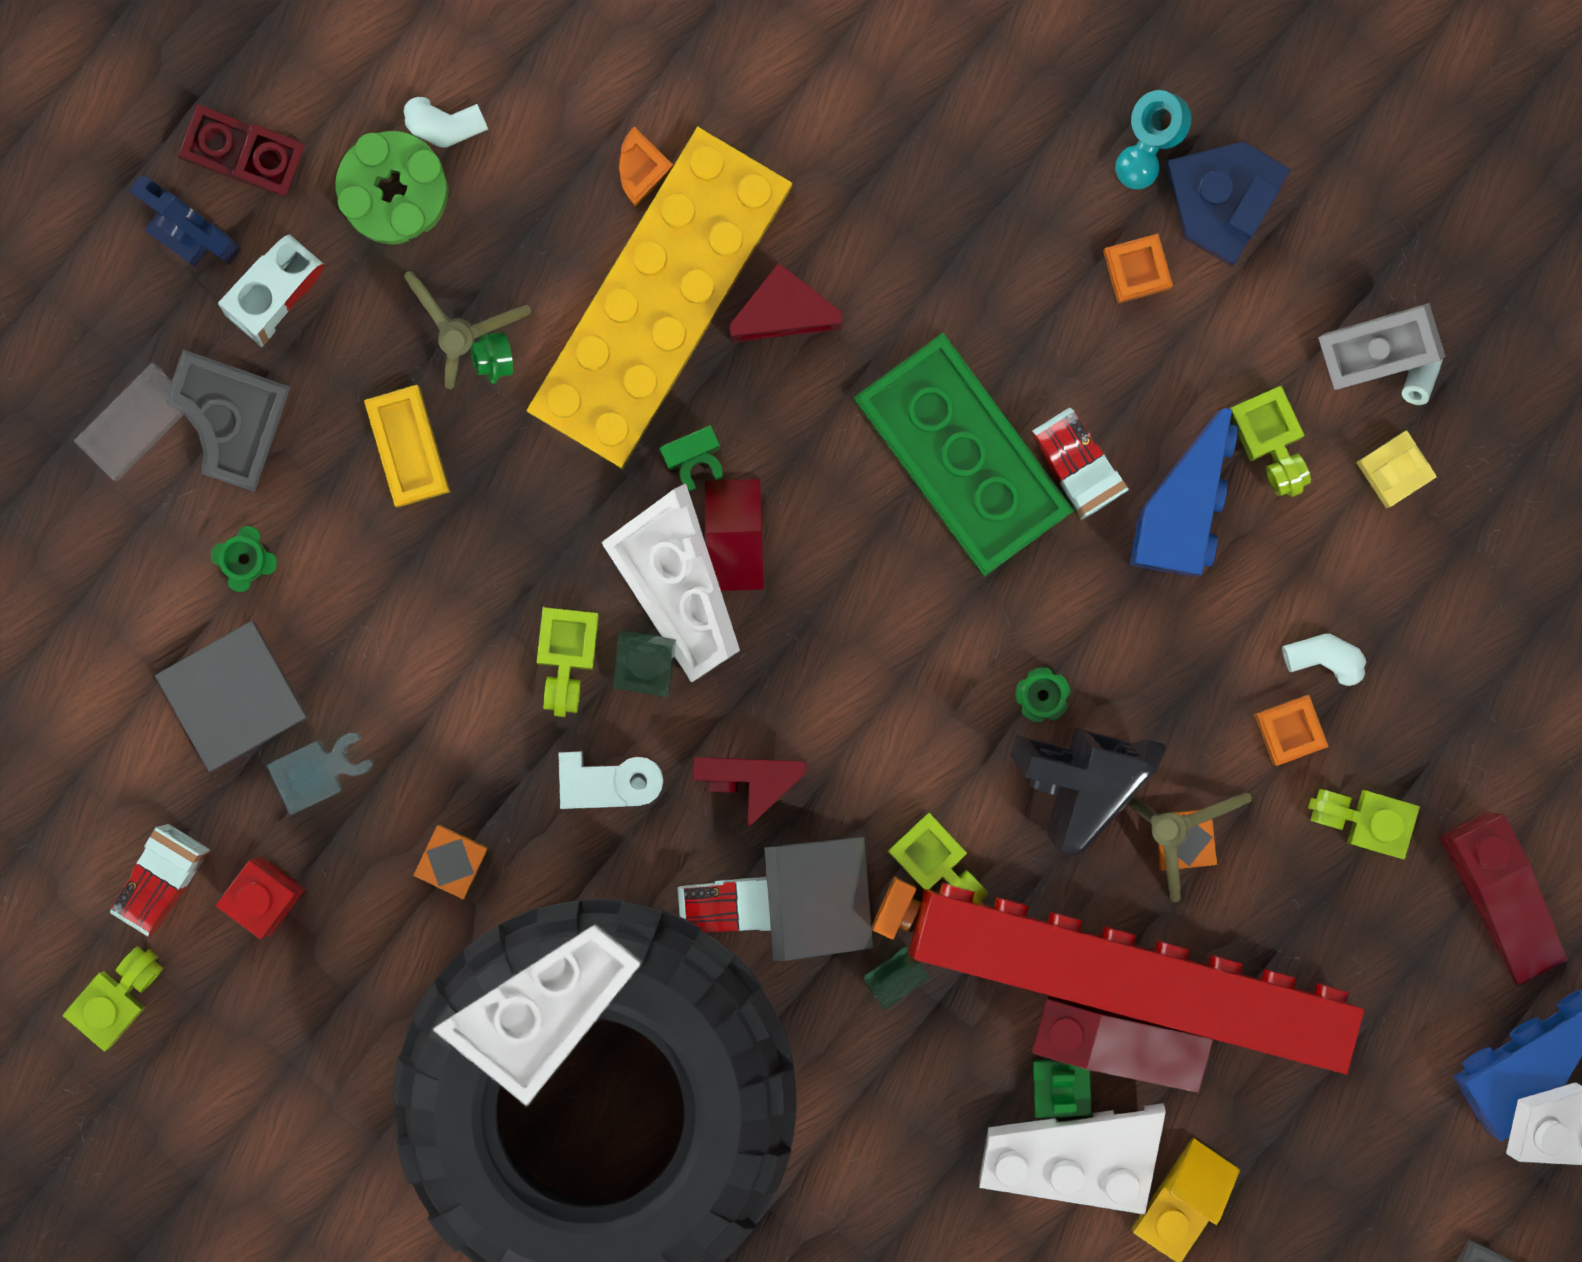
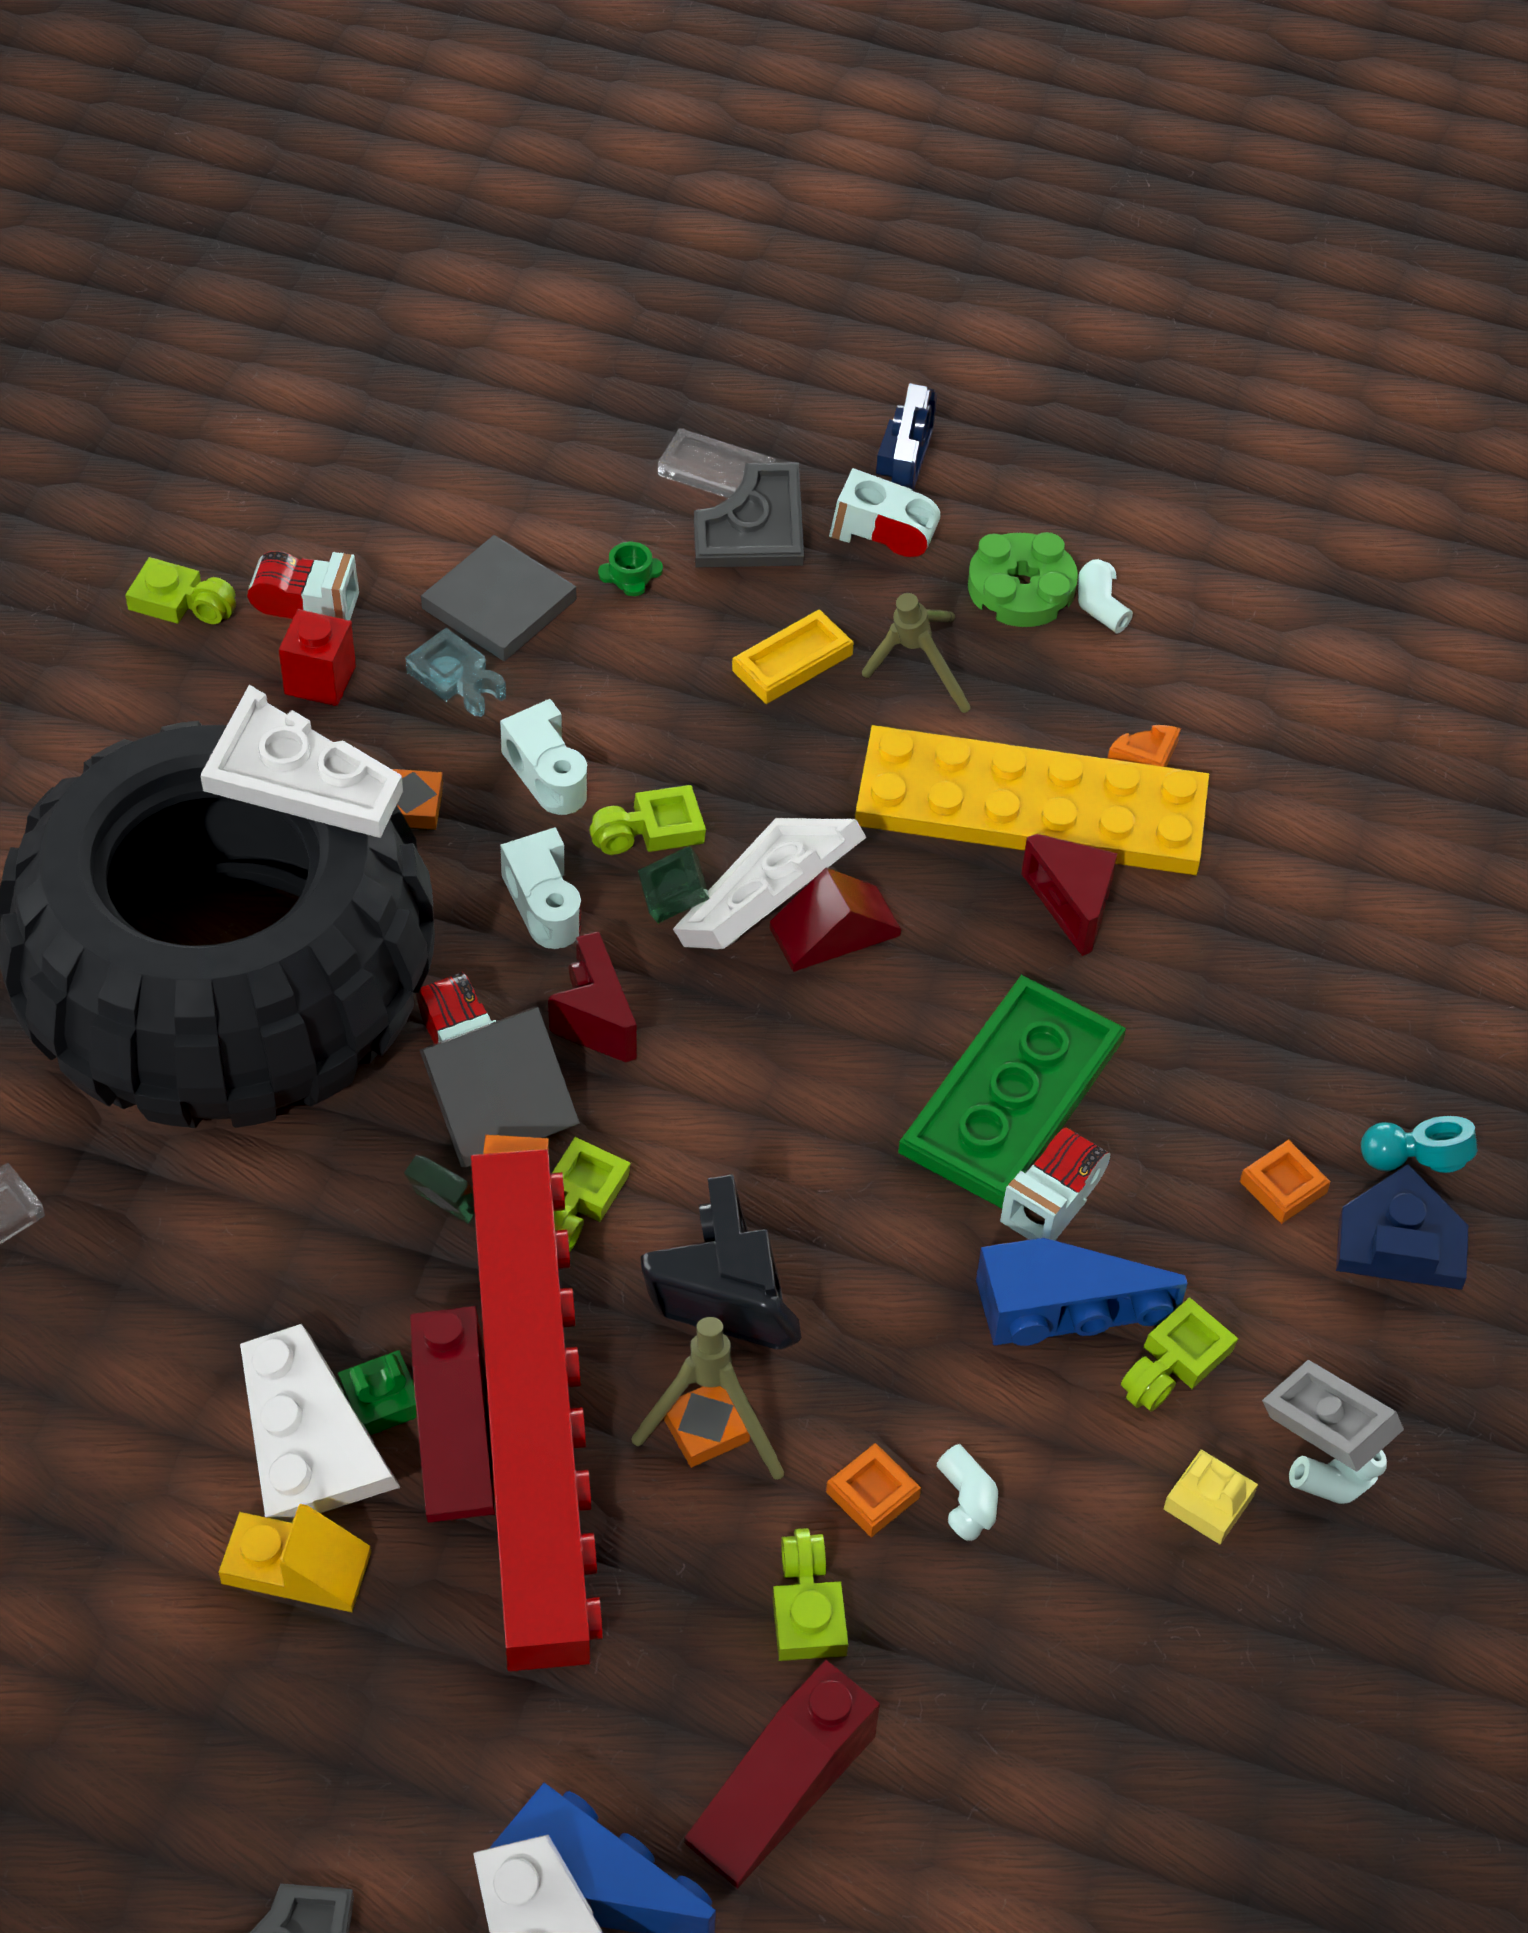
camera: 65 degrees right, 35 degrees down
(241, 150) = (995, 467): dark red slope -> none
(479, 724) = (541, 759): none -> light aqua leg
(492, 356) = (909, 684): green plate -> none
(693, 450) = (900, 856): green tile -> none
(1027, 695) = (803, 1220): green plate -> none

